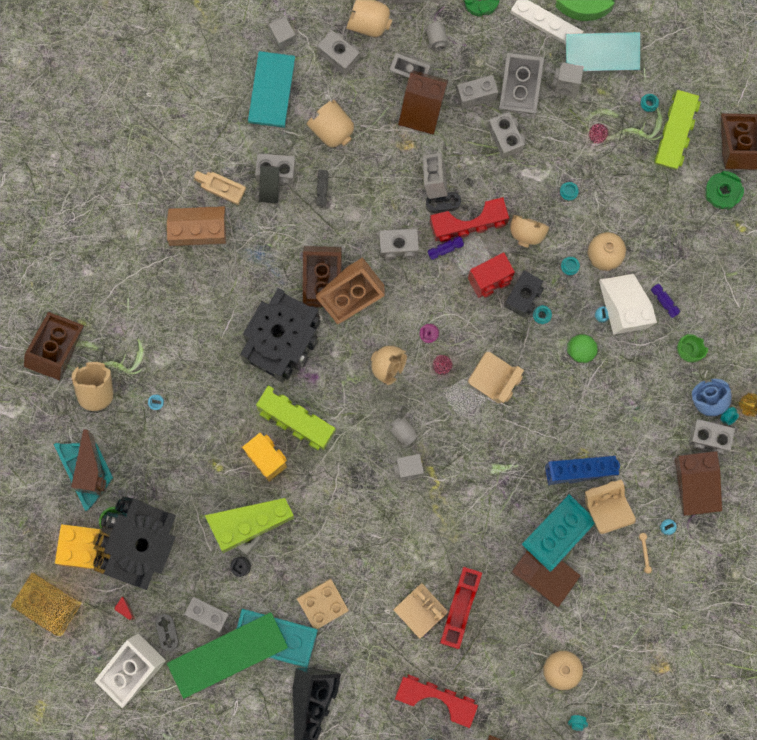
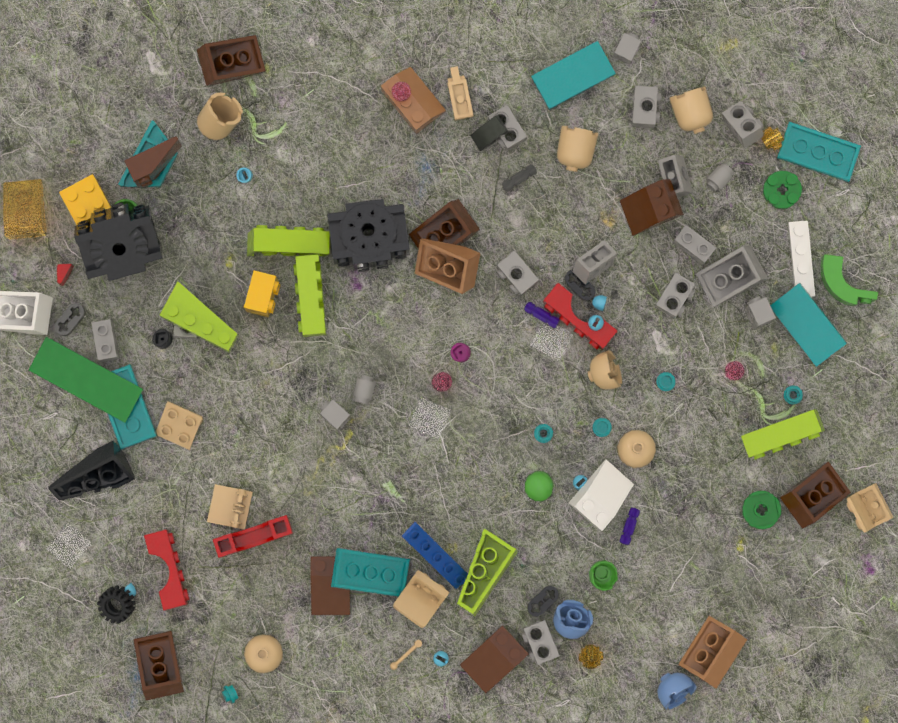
camera: 55 degrees right, 5 degrees up
(184, 225) = (401, 91): none -> clear pink tile
(236, 405) = (288, 241): none -> lime wedge
(387, 363) = (409, 336): tan cylinder -> none
(468, 196) = (599, 302): none -> medium azure hinge
(481, 210) = (592, 319): none -> medium azure hinge
(491, 275) = (543, 368): red brick -> none
(495, 378) = (461, 432): tan bracket -> none
(528, 283) = (559, 400): black brick -> none
(622, 436) = (486, 569): none -> lime wedge
(673, 412) = (546, 604): none -> black beam
(729, 416) = (568, 645): teal plate -> none

